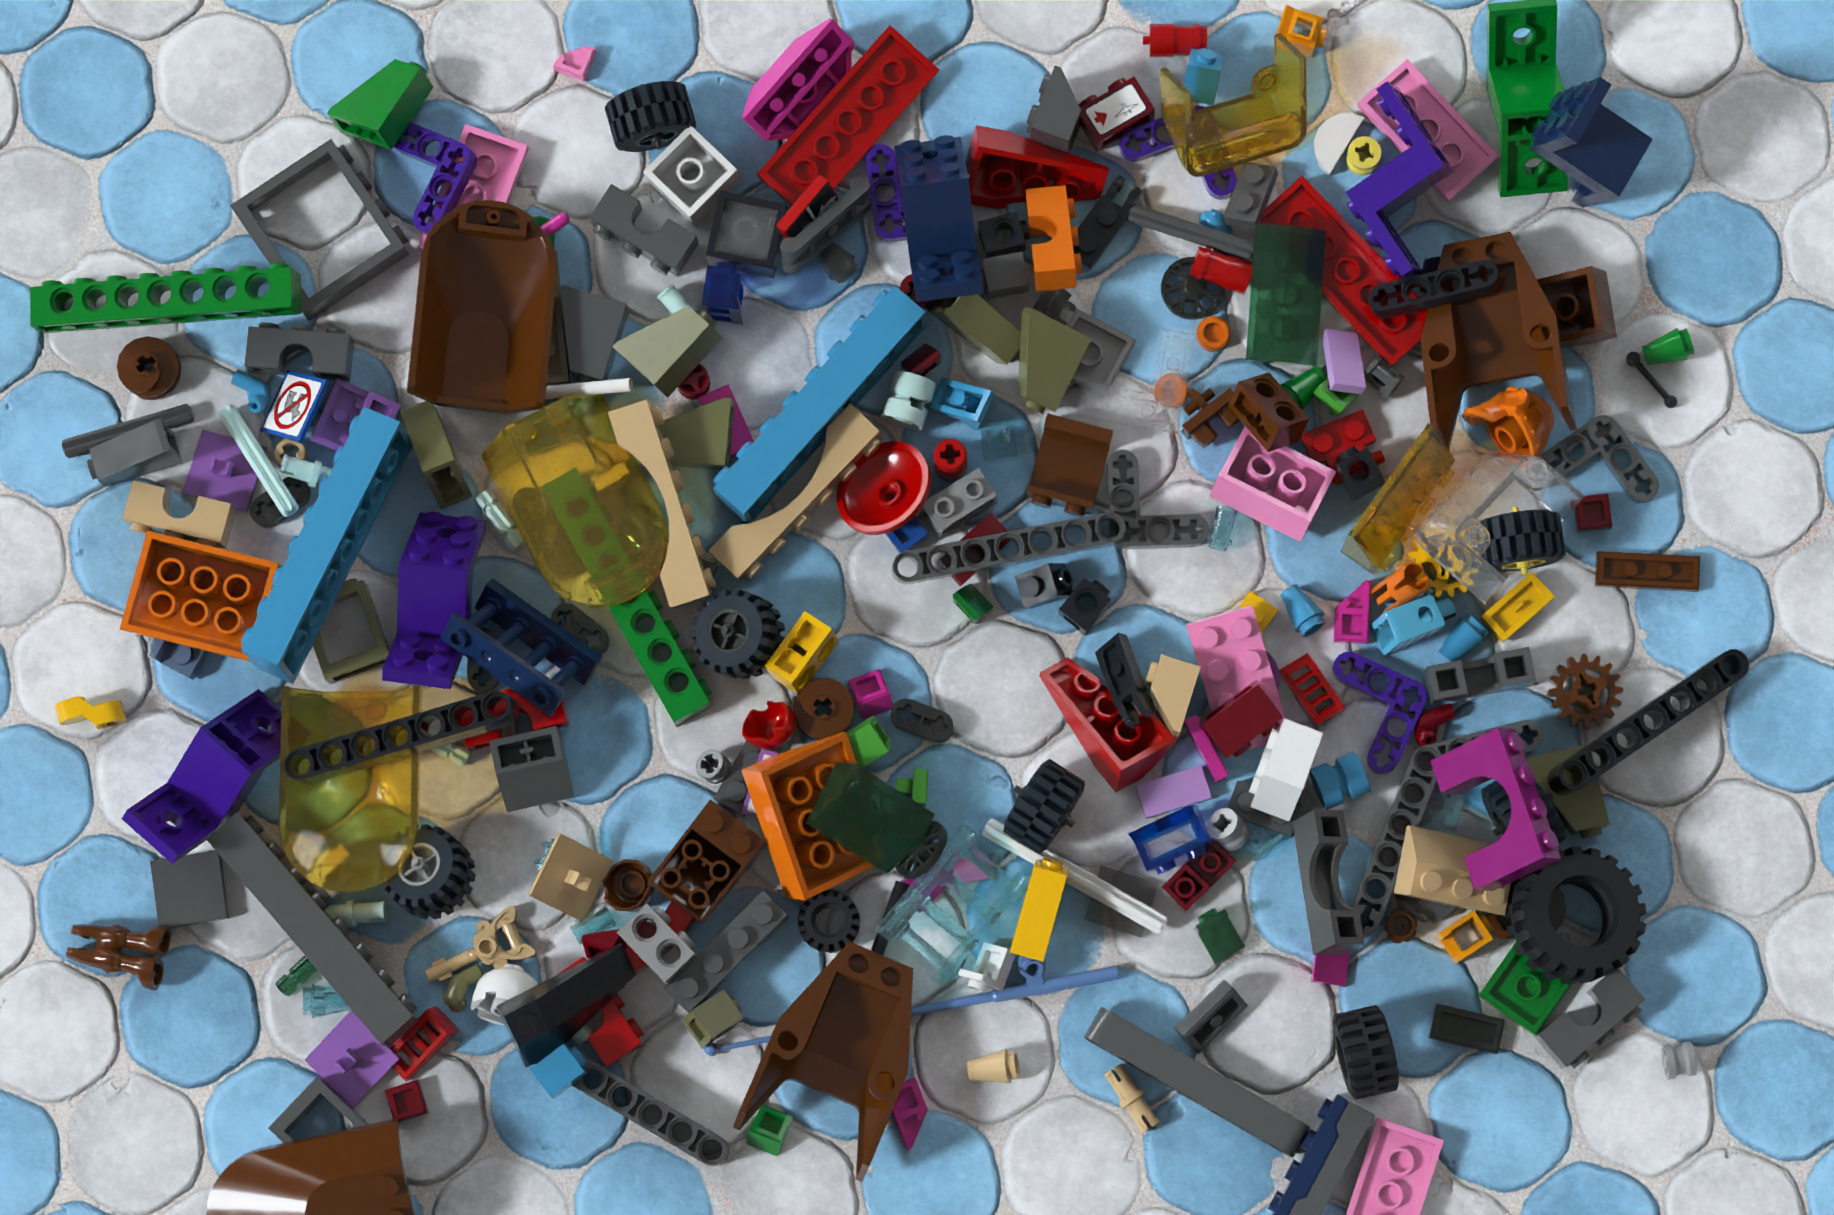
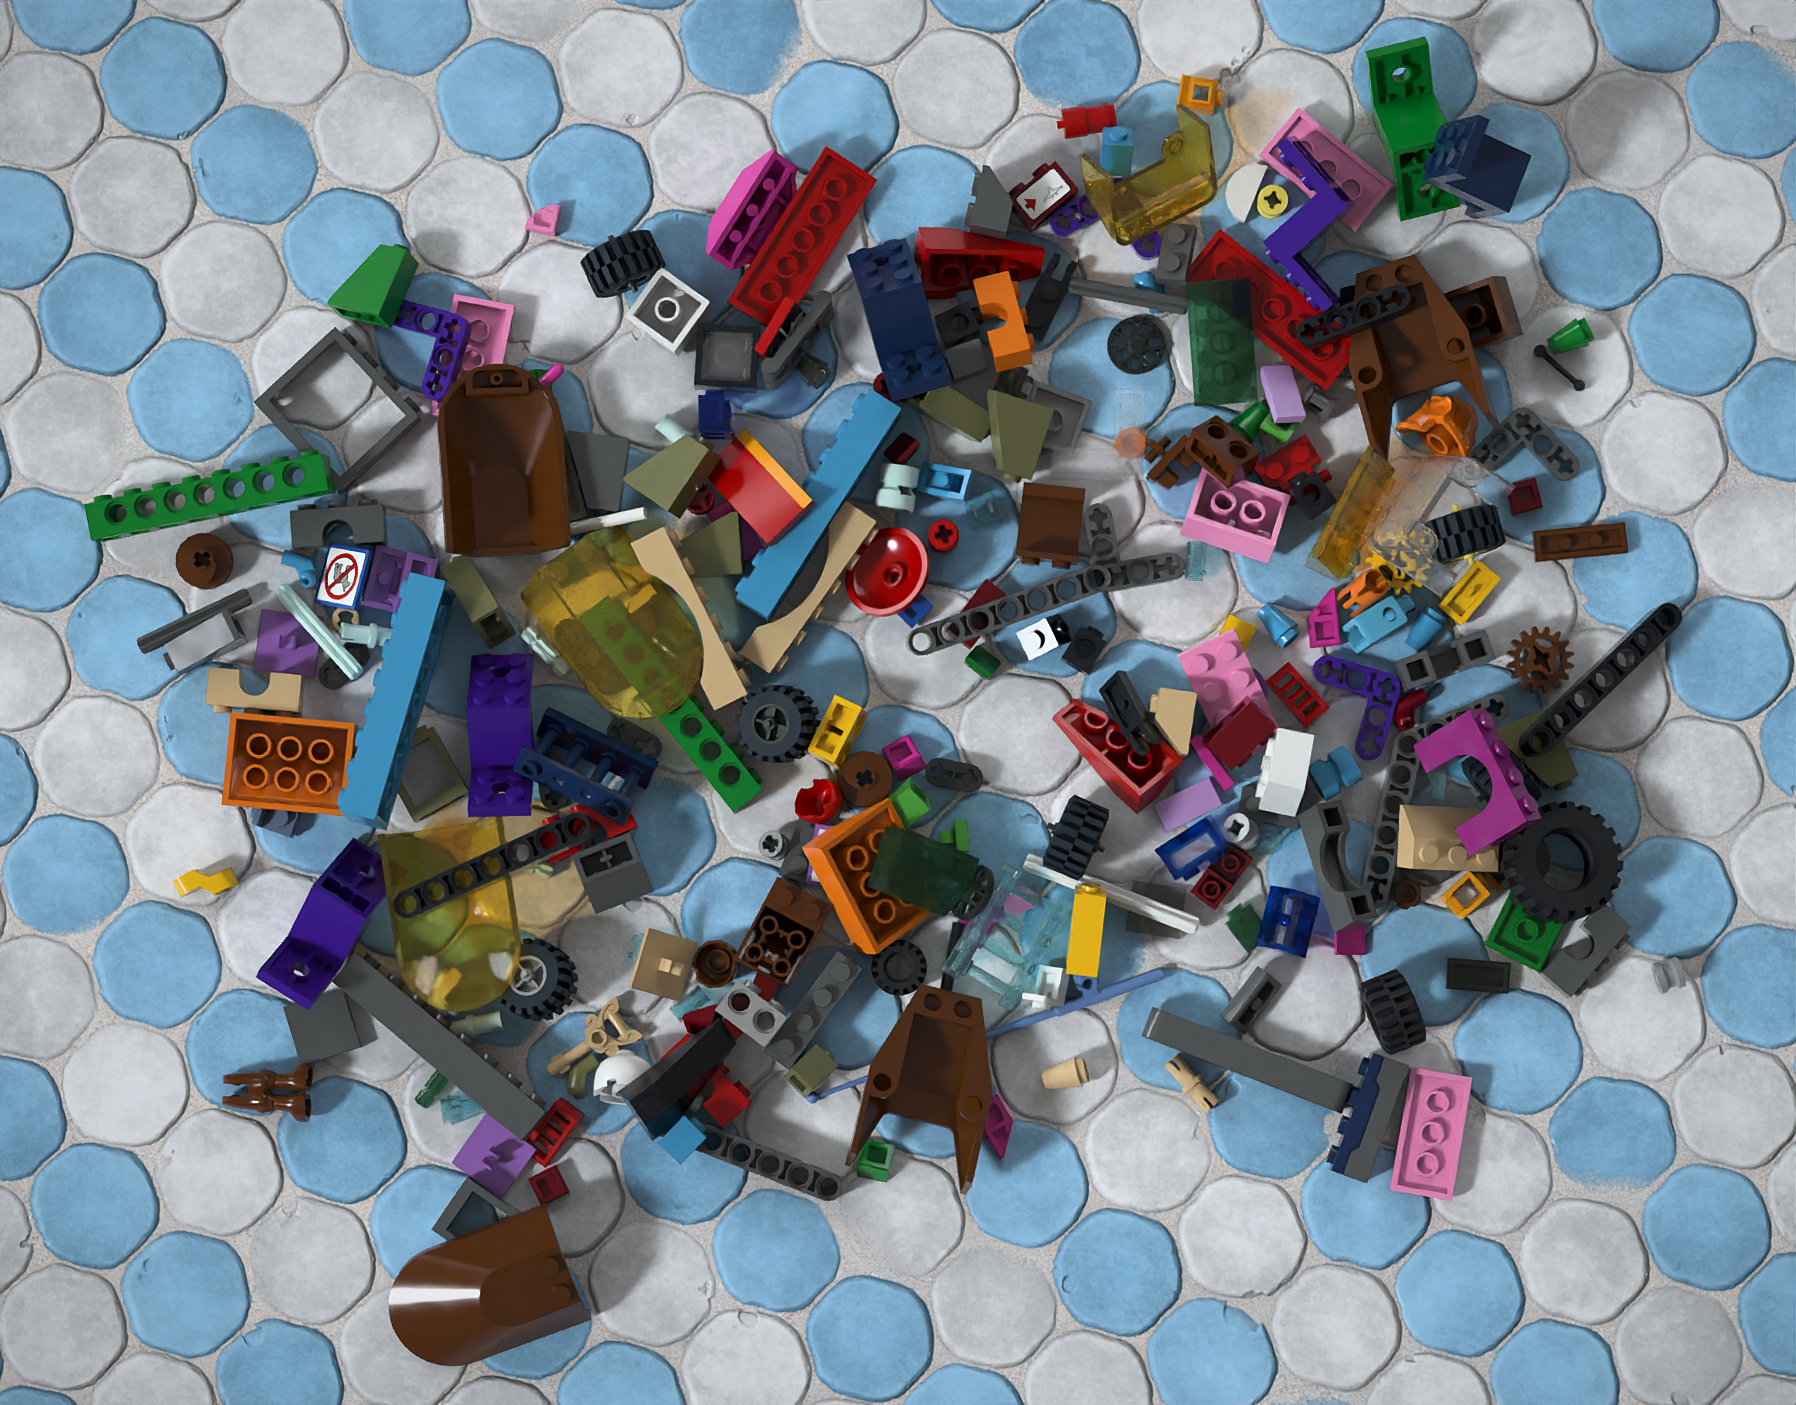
camera: 15 degrees left, 5 degrees up
(667, 248) = (656, 381): dark grey arch -> none
(758, 376) = (759, 488): none -> red slope
(889, 209) = (852, 314): dark purple beam -> none
(959, 503) = (957, 574): light grey brick -> none
(1213, 334) = (1160, 385): orange tile -> none
(1221, 269) = (1165, 327): red piece -> none
(1265, 935) = (1288, 921): none -> clear blue window

